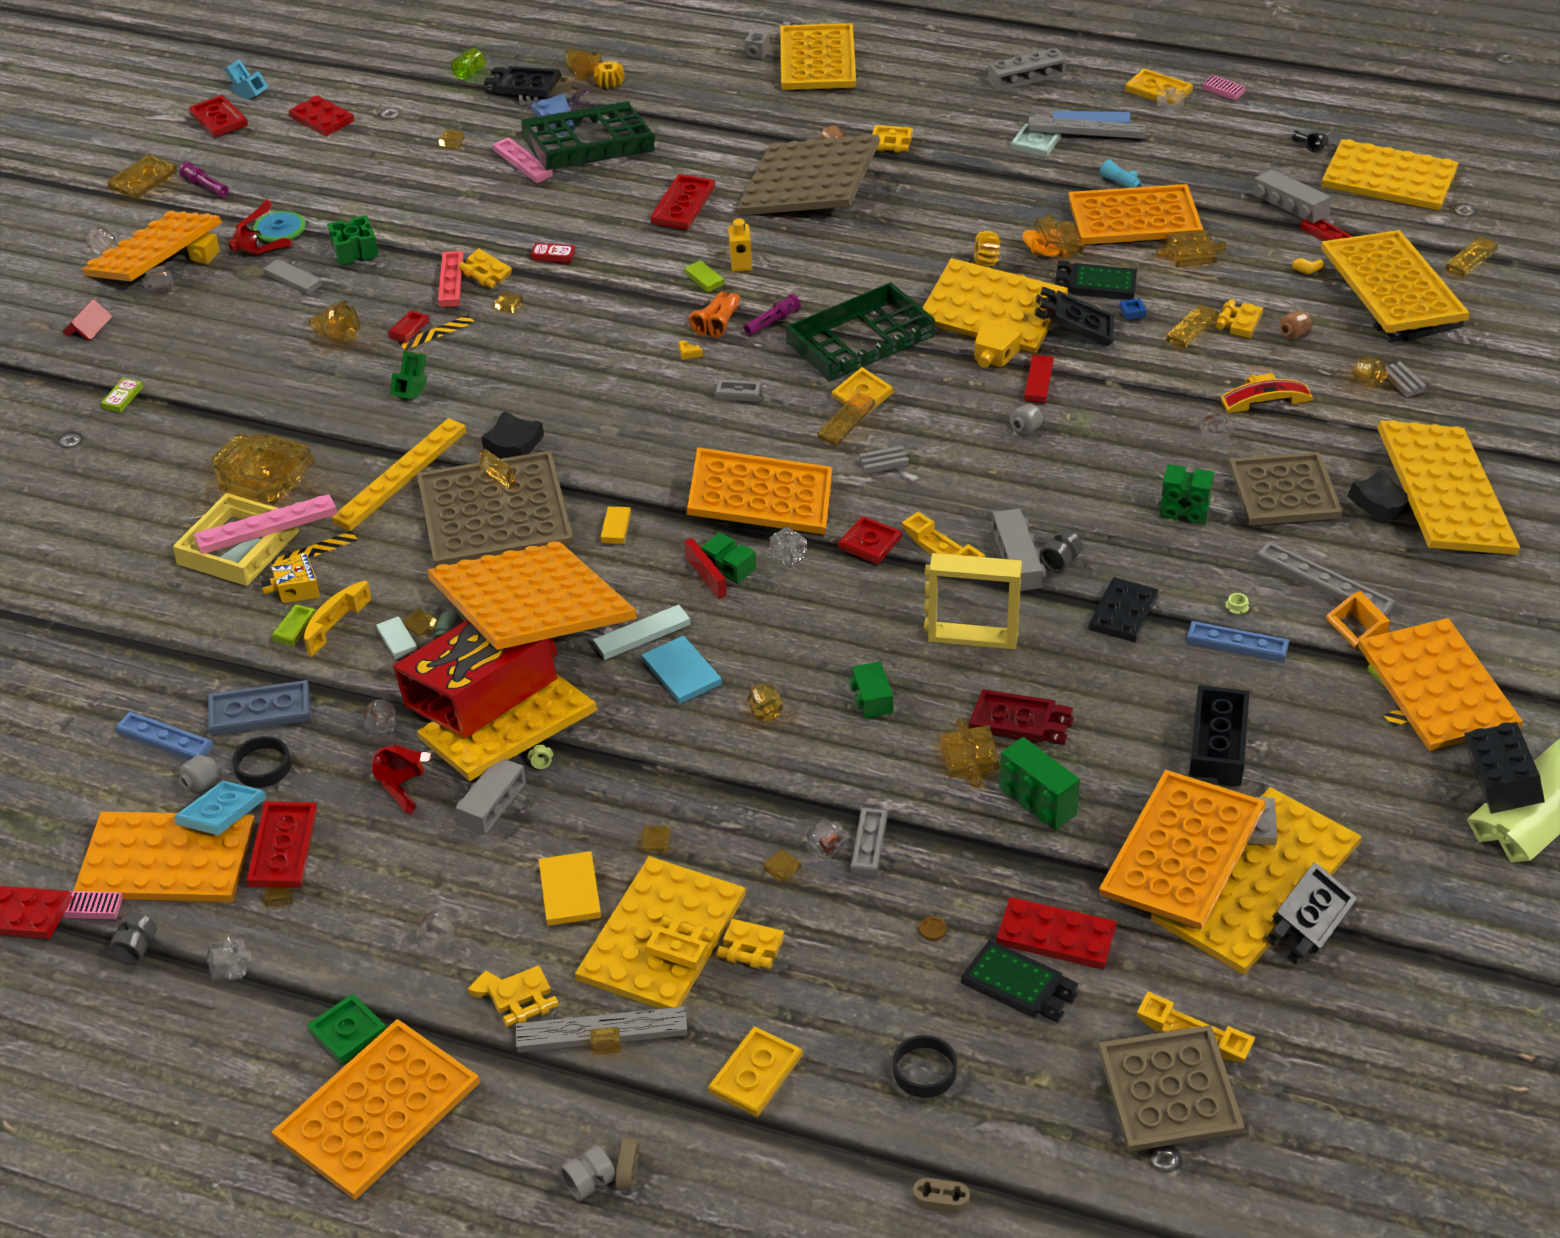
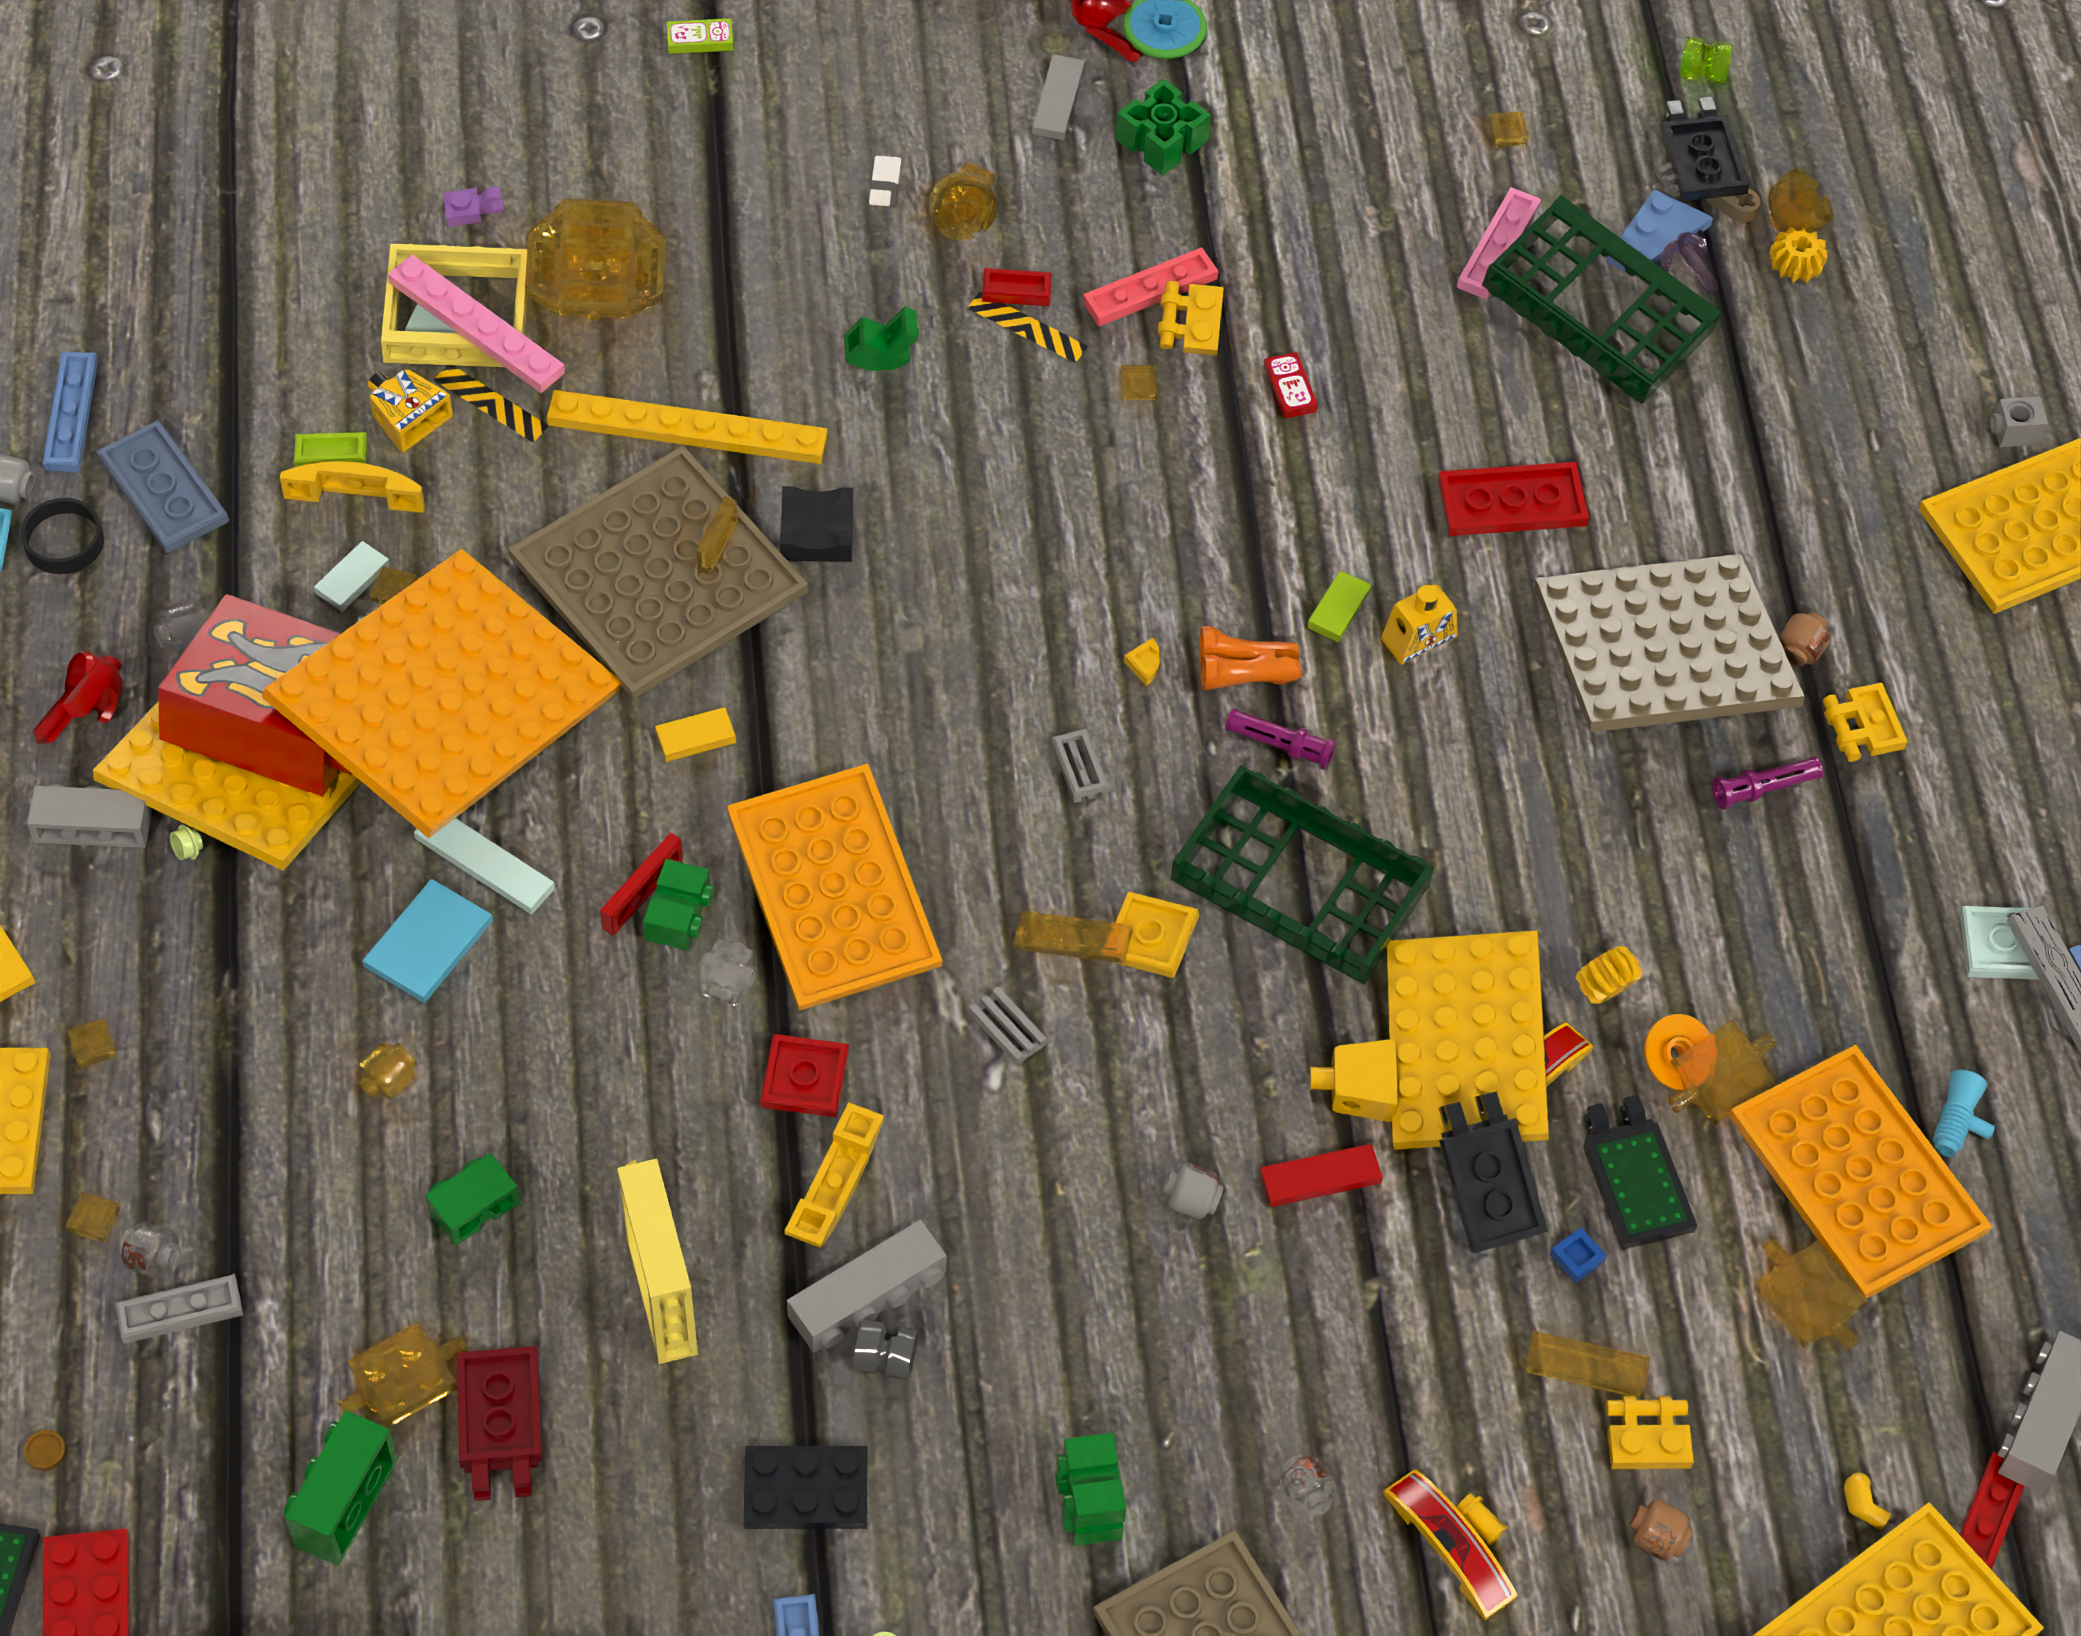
camera: 60 degrees right, 15 degrees up
(161, 521) = (466, 205): none -> medium lavender plate
(290, 356) = (885, 181): none -> white sticker
(904, 179) = (1750, 782): none -> magenta pin

